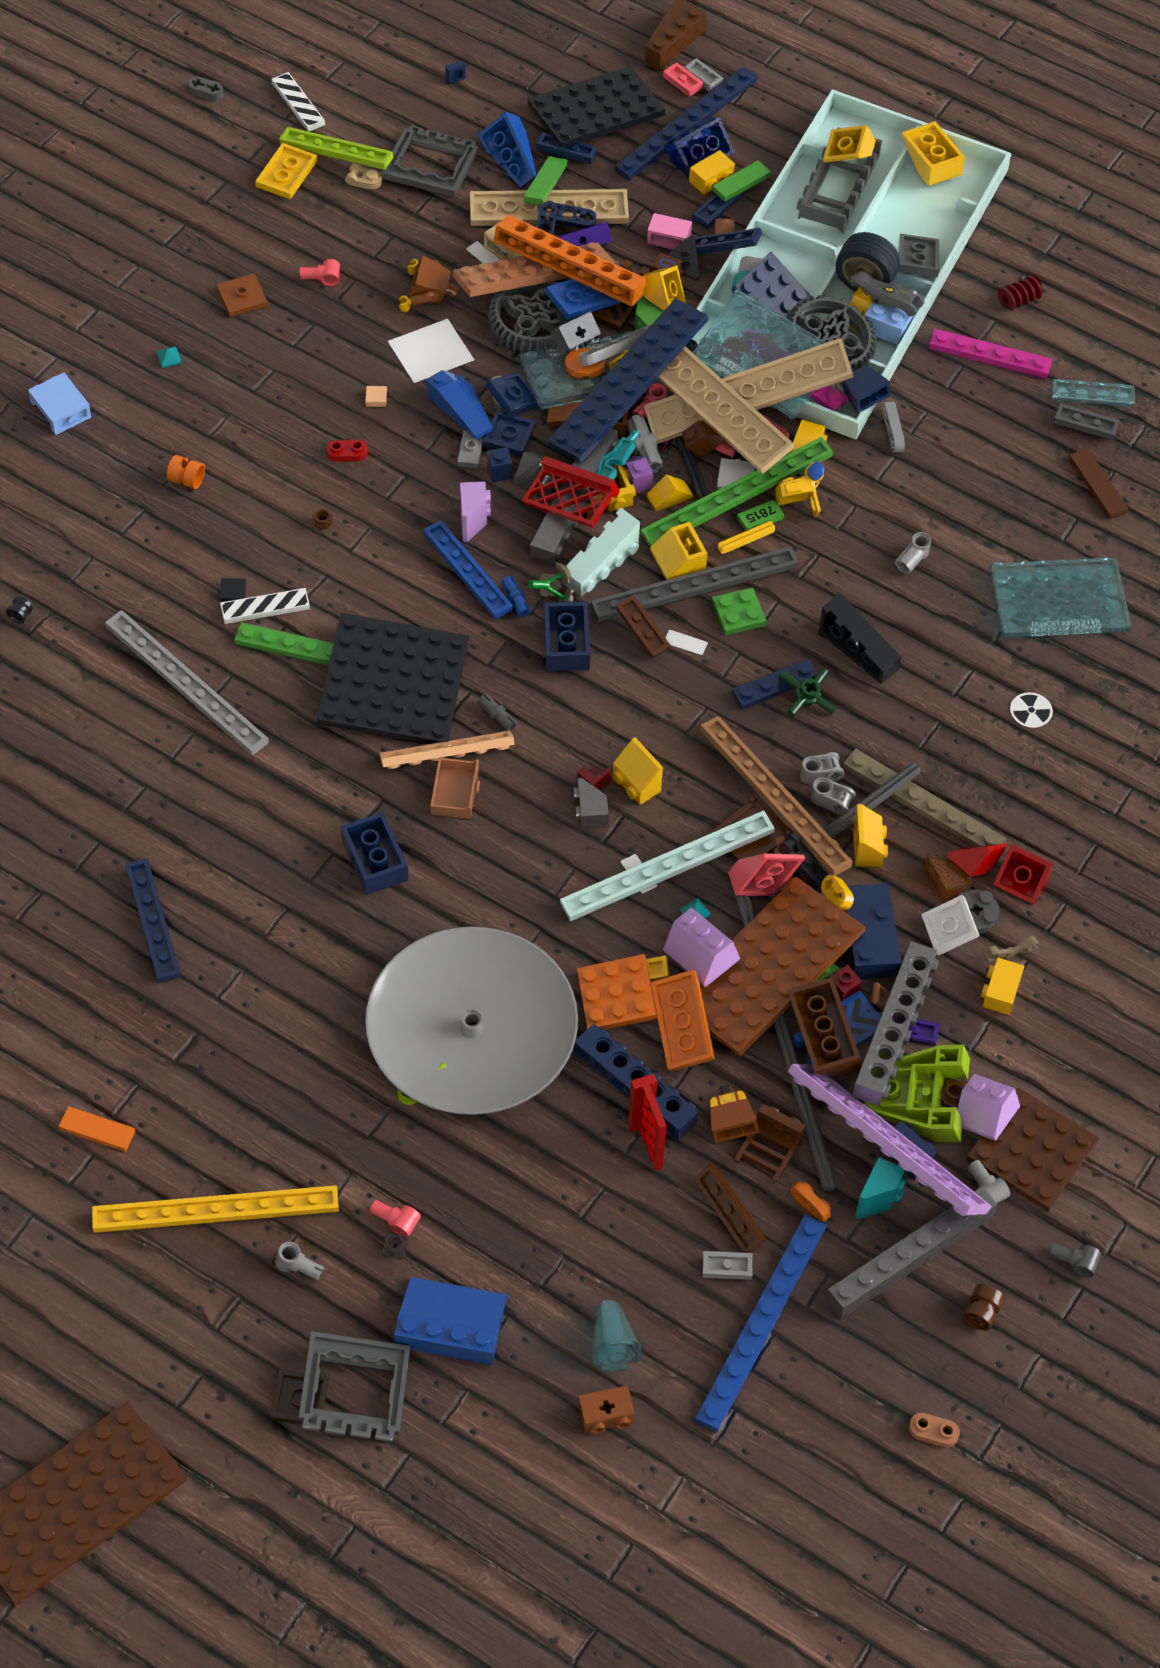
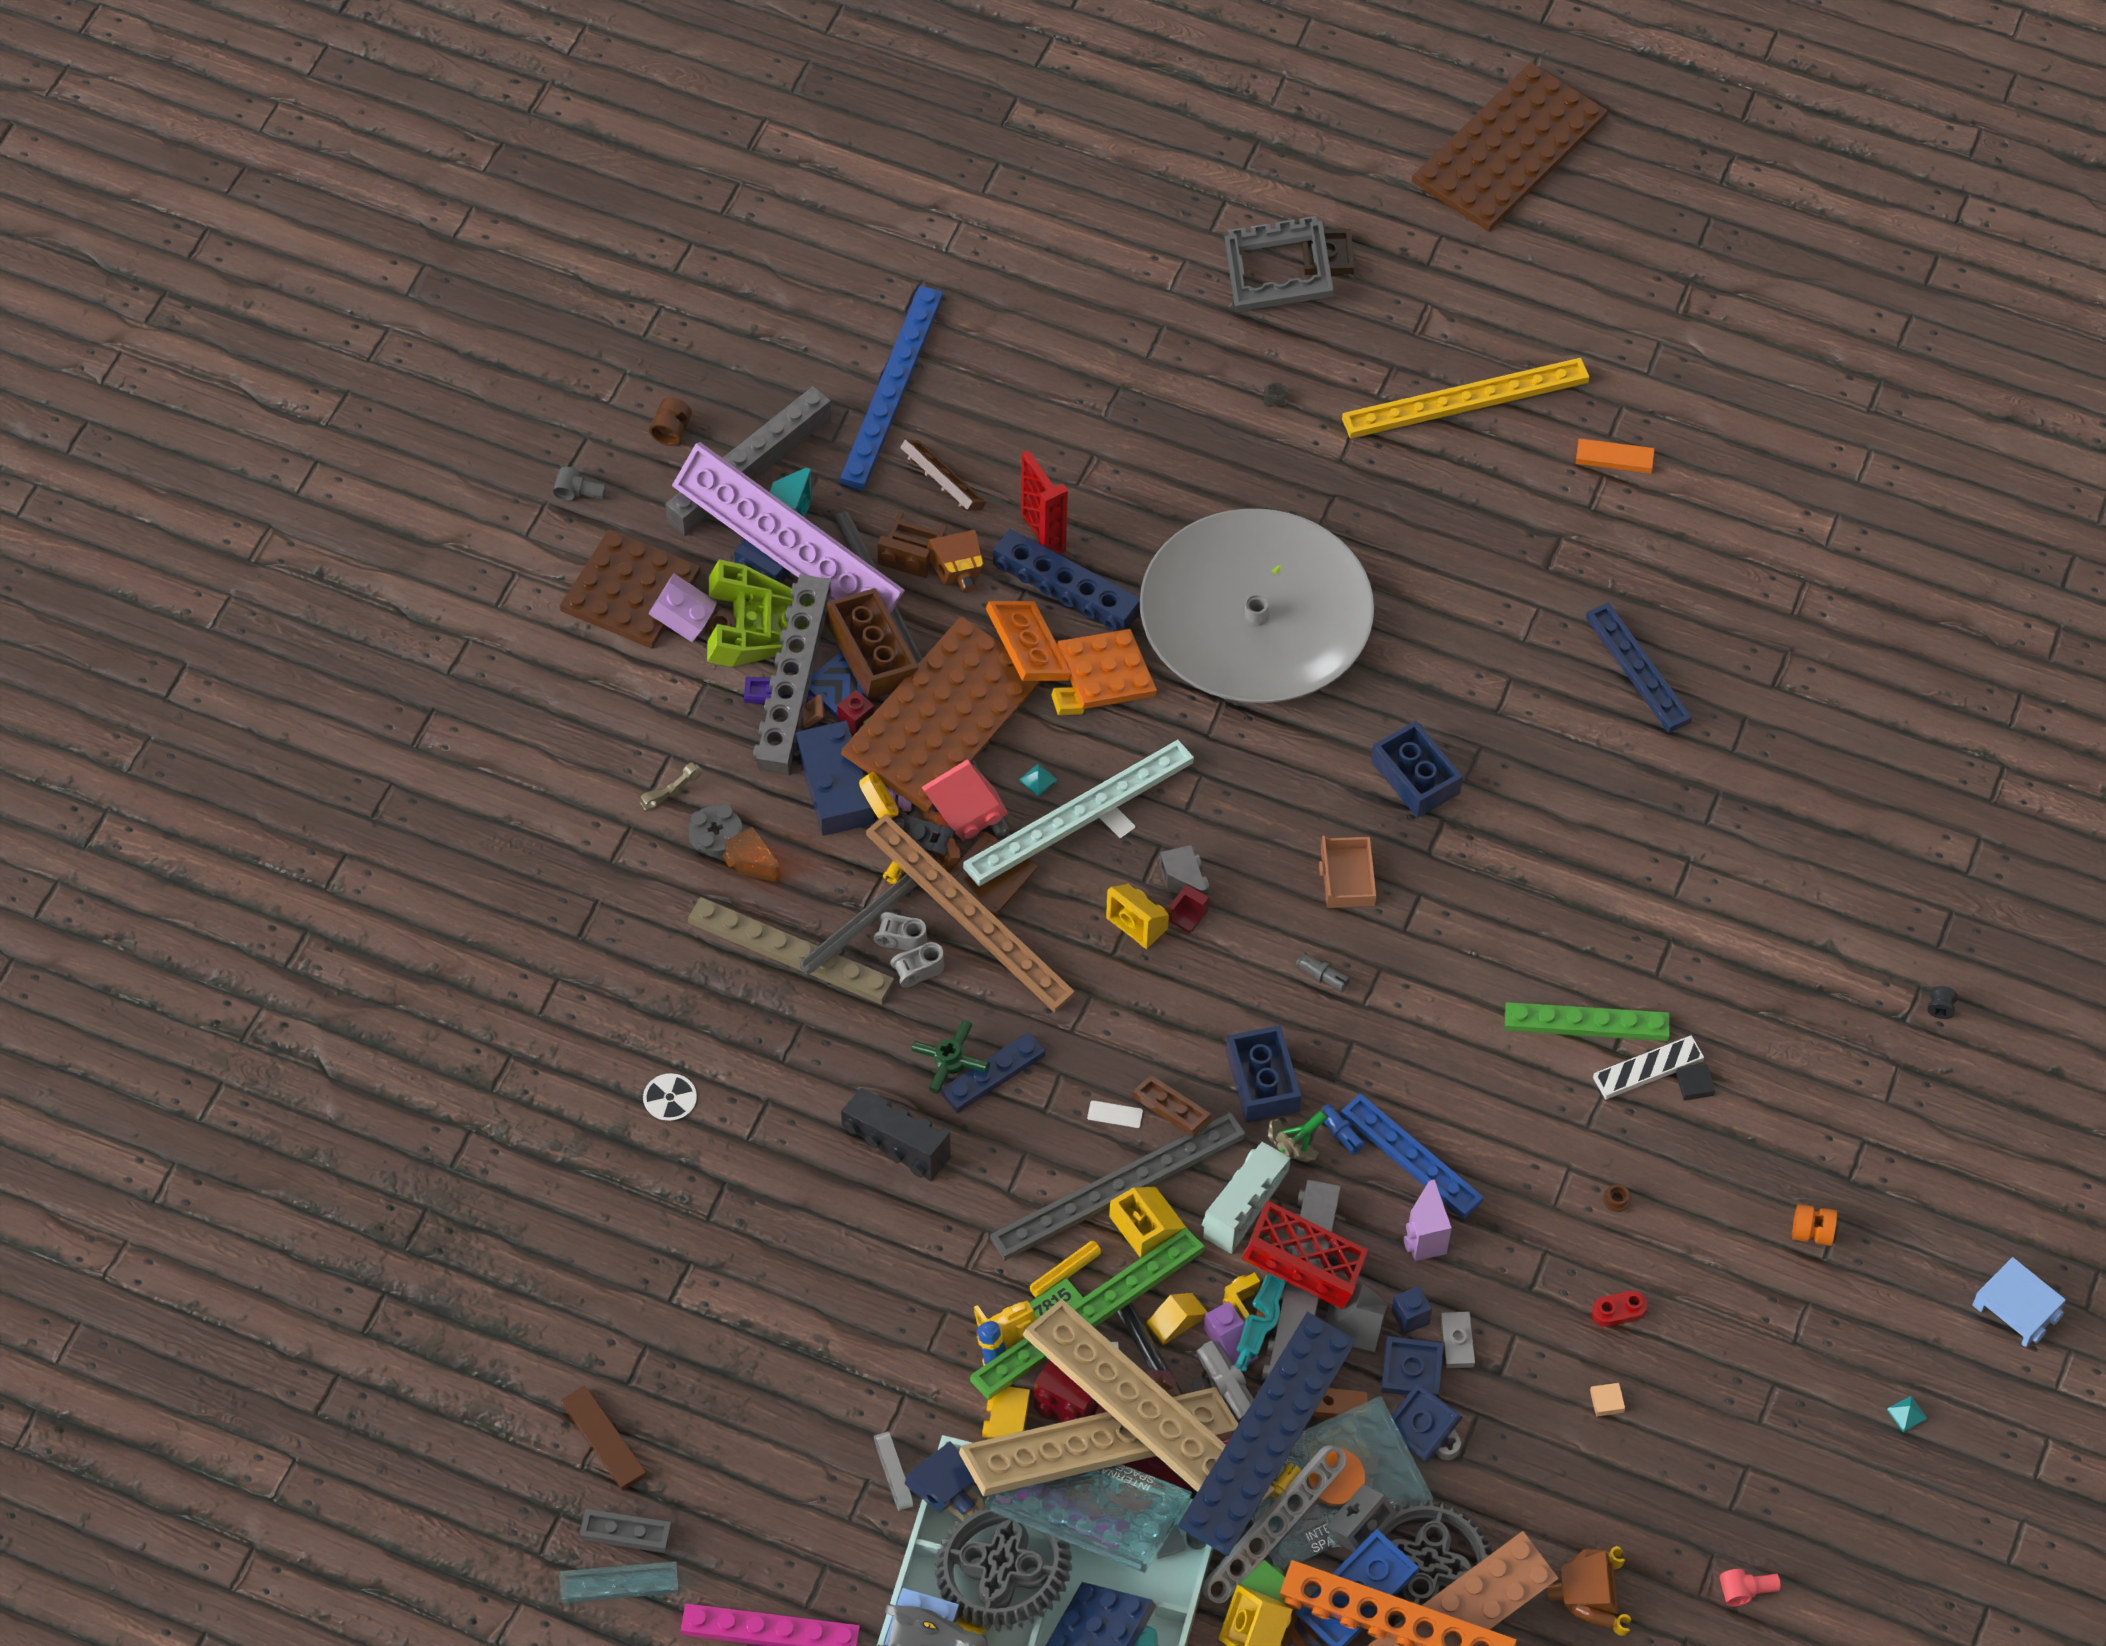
camera: 170 degrees right, 0 degrees up
(187, 683) = (1707, 948): light grey plate -> none
(242, 295) = (1845, 1532): dark orange plate -> none
(298, 1263) = (1374, 361): light grey pin -> none
(393, 679) = (1460, 992): black plate -> none
(401, 1219) = (1276, 416): coral pin -> none
(430, 350) = (1557, 1494): white sticker -> none
(450, 1320) = (1201, 336): blue slope -> none
(453, 748) = (1370, 914): light nougat plate -> none
(459, 401) = (1492, 1399): blue wedge -> none
(614, 1339) = (1037, 337): clear light blue cone -> none
(615, 1400) = (1031, 283): dark orange brick -> none
(700, 946) = (1020, 717): lavender slope -> none
(727, 1265) = (936, 425): light grey plate -> none
(739, 611) = (1055, 1163): bright green plate -> none
(805, 1196) = (860, 494): orange plate -> none
(868, 838) = (850, 879): yellow slope -> none
(914, 553) = (842, 1277): light grey piece -> none
(934, 1431) = (707, 320): nougat plate -> none
(950, 925) = (744, 796): white plate -> none
(977, 859) = (723, 872): red slope -> none
(994, 1187) = (672, 536): light grey pin -> none
(1003, 985) = (677, 743): yellow brick -> none
(1023, 874) = (663, 876): red slope -> none
(1060, 597) = (644, 1249): clear light blue plate -> none

